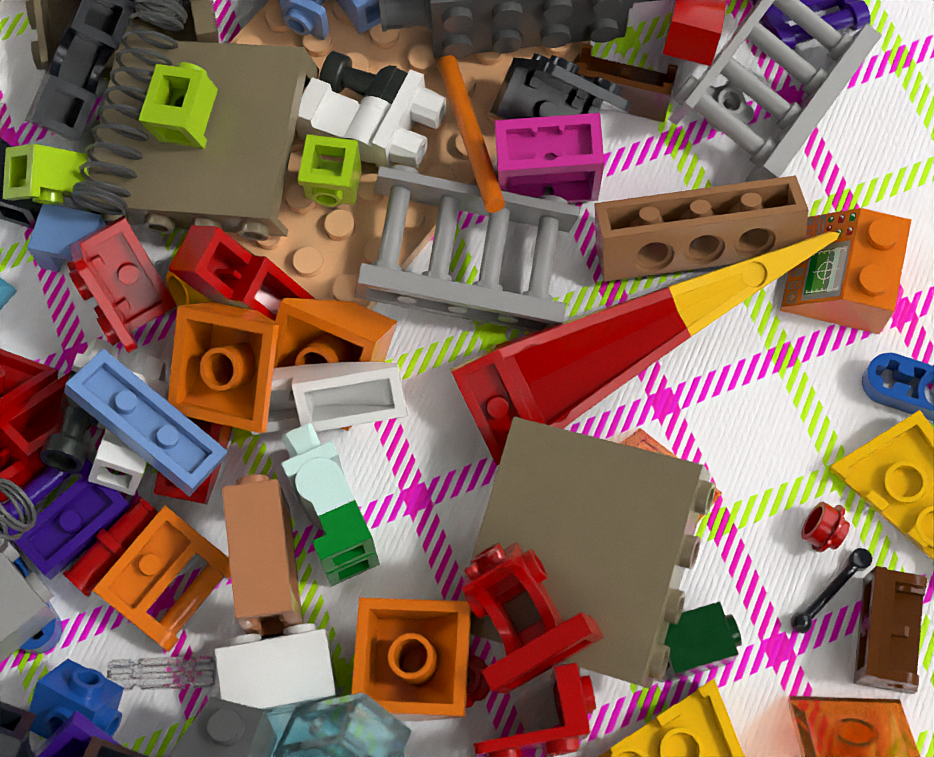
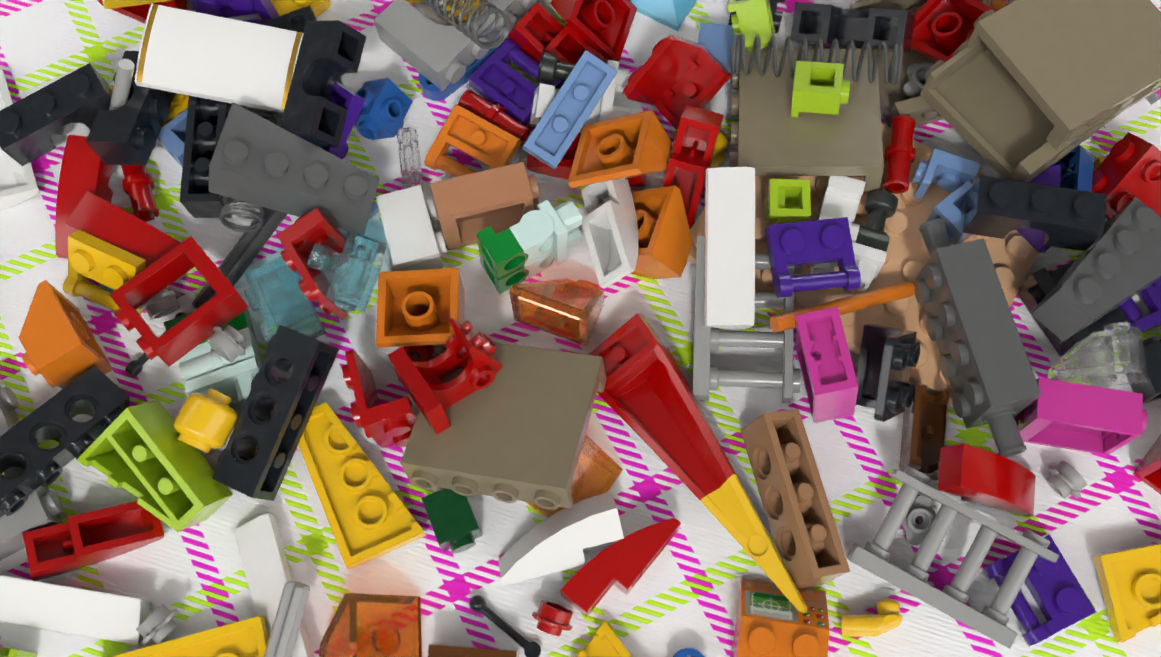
camera: 85 degrees right, 0 degrees up
(244, 32) = (899, 154): none -> red pin
(382, 241) = (729, 248): none -> white slope
(395, 149) = (811, 244): none -> dark purple plate
(423, 468) = (559, 307): none -> clear orange slope
(743, 507) = (560, 540): none -> white slope
(766, 439) = (618, 565): none -> red slope
(843, 171) = (873, 624): none -> yellow arm

